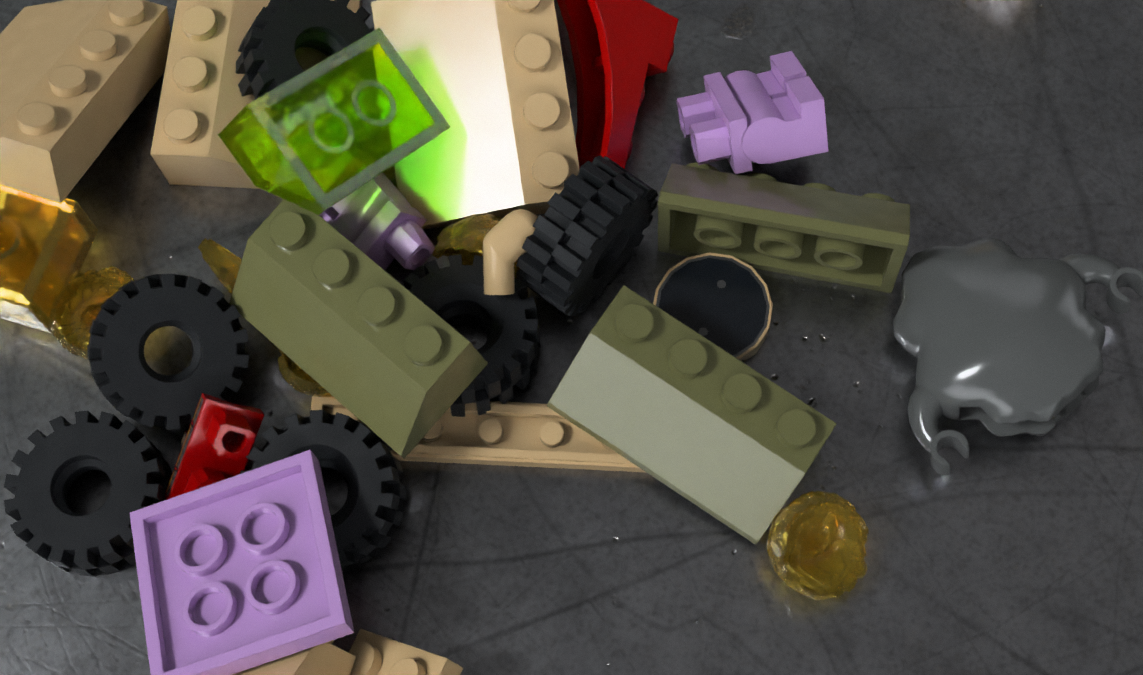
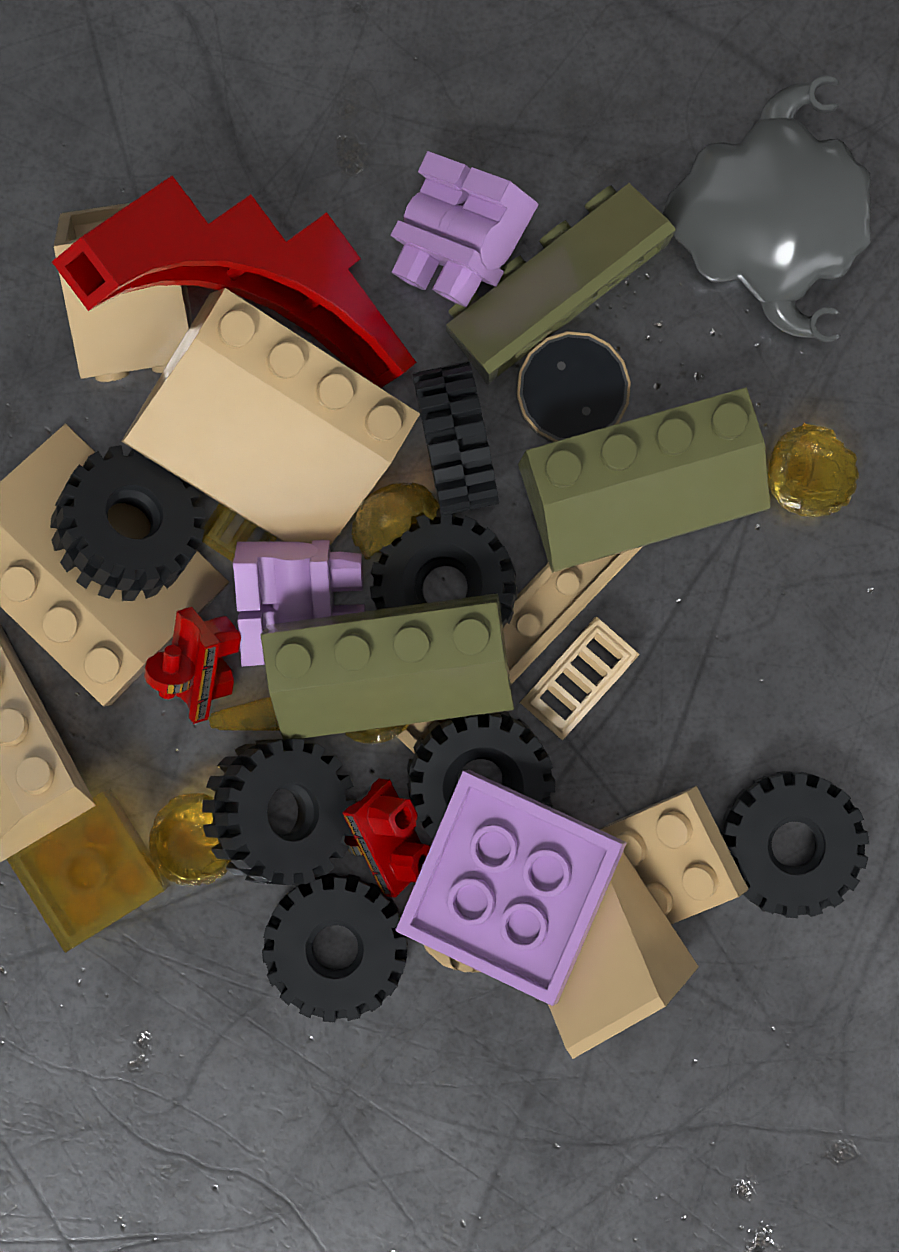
camera: 55 degrees left, 20 degrees up
(230, 217) = (193, 663): none -> red hips
(334, 125) = (231, 558): clear neon green slope -> none
(502, 248) = (422, 508): tan arm -> none
(502, 529) = (609, 640): none -> tan slope

